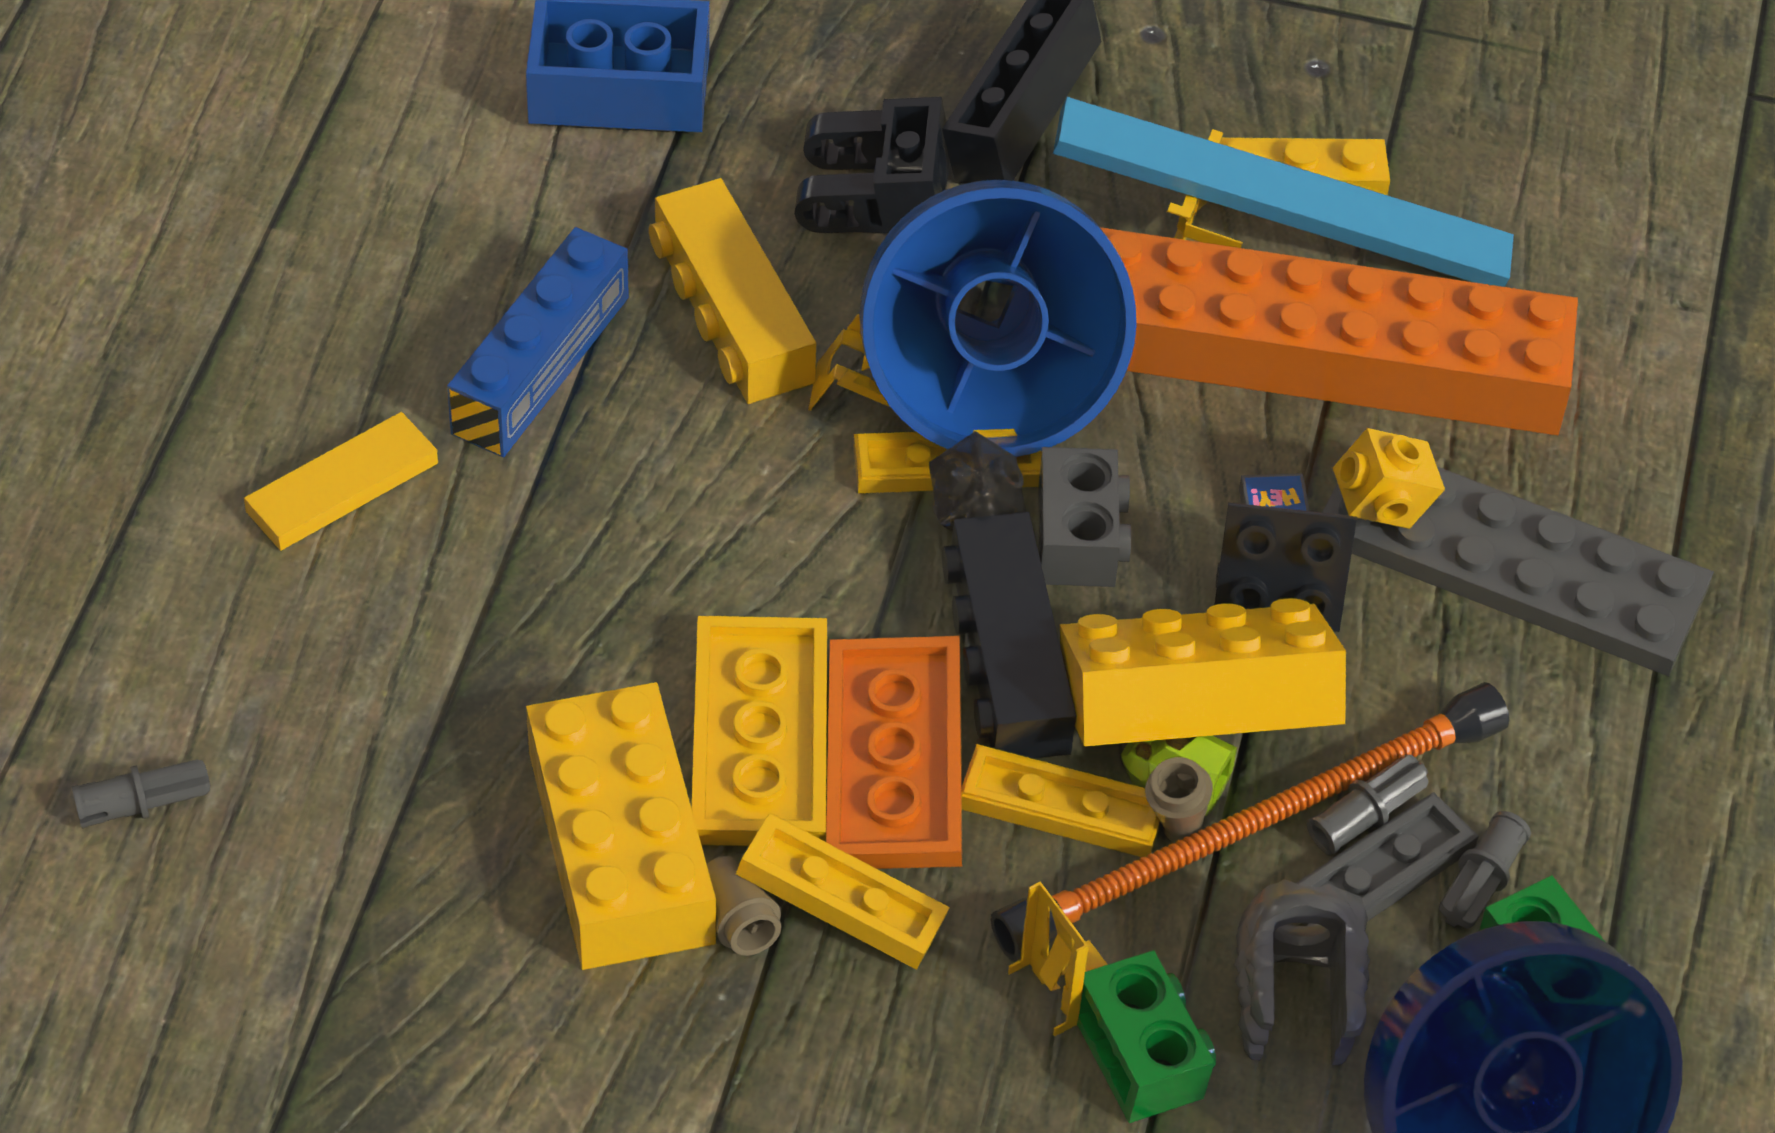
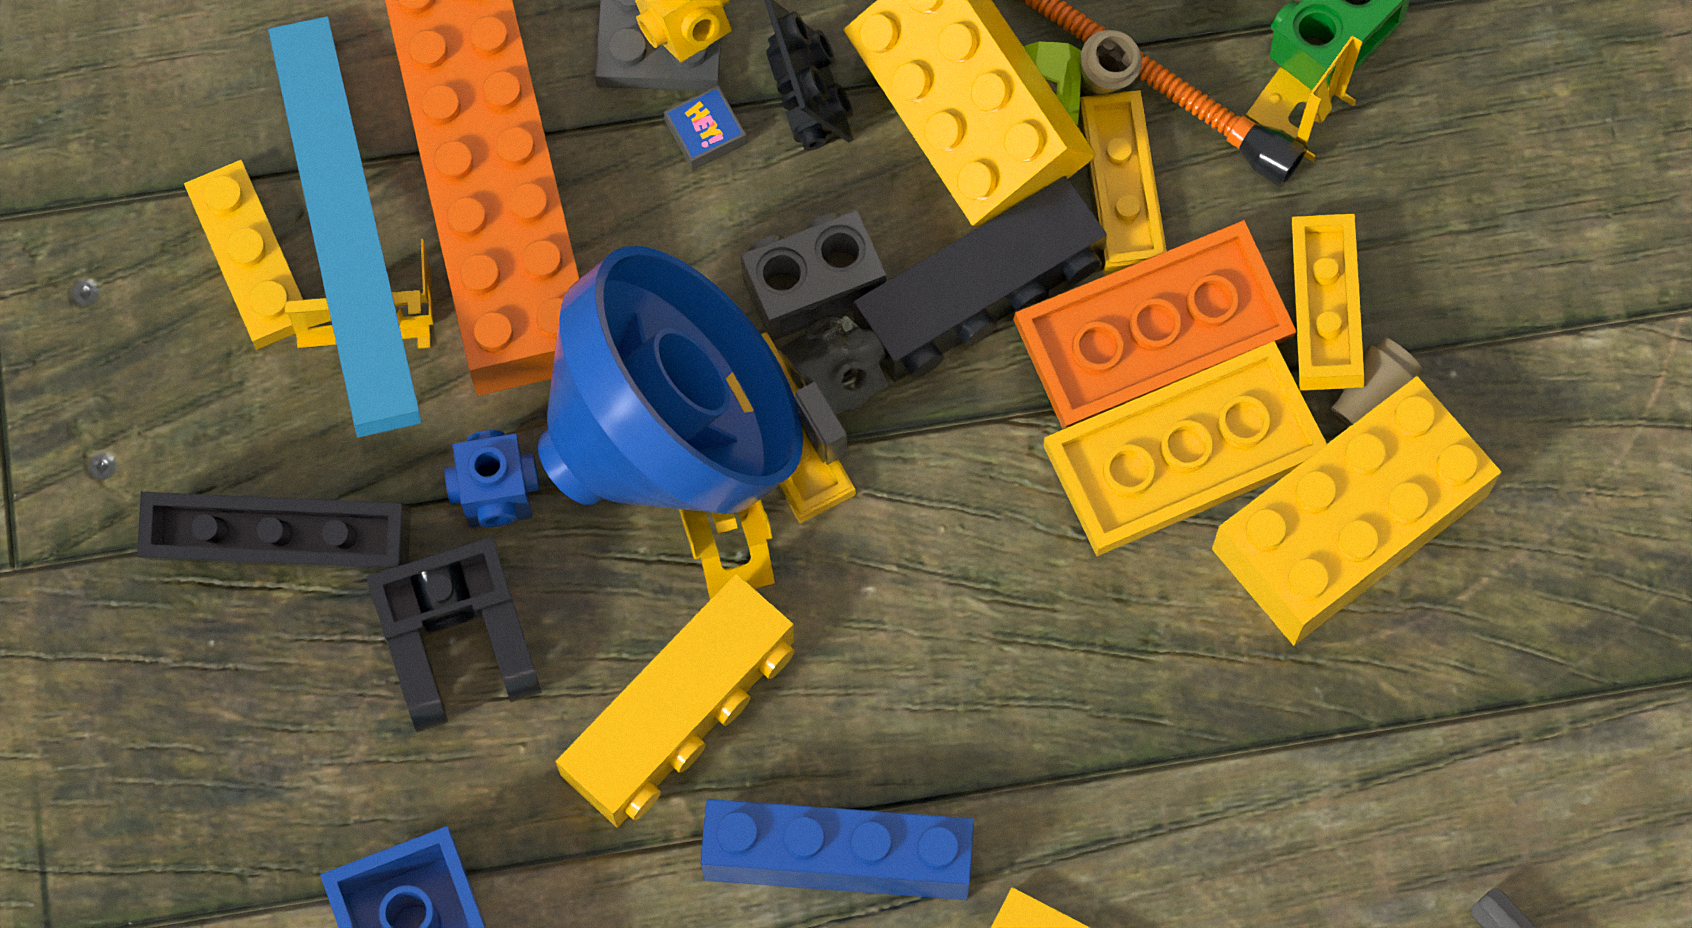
camera: 110 degrees left, 20 degrees up
(919, 449) = (820, 424): none -> dark grey tile

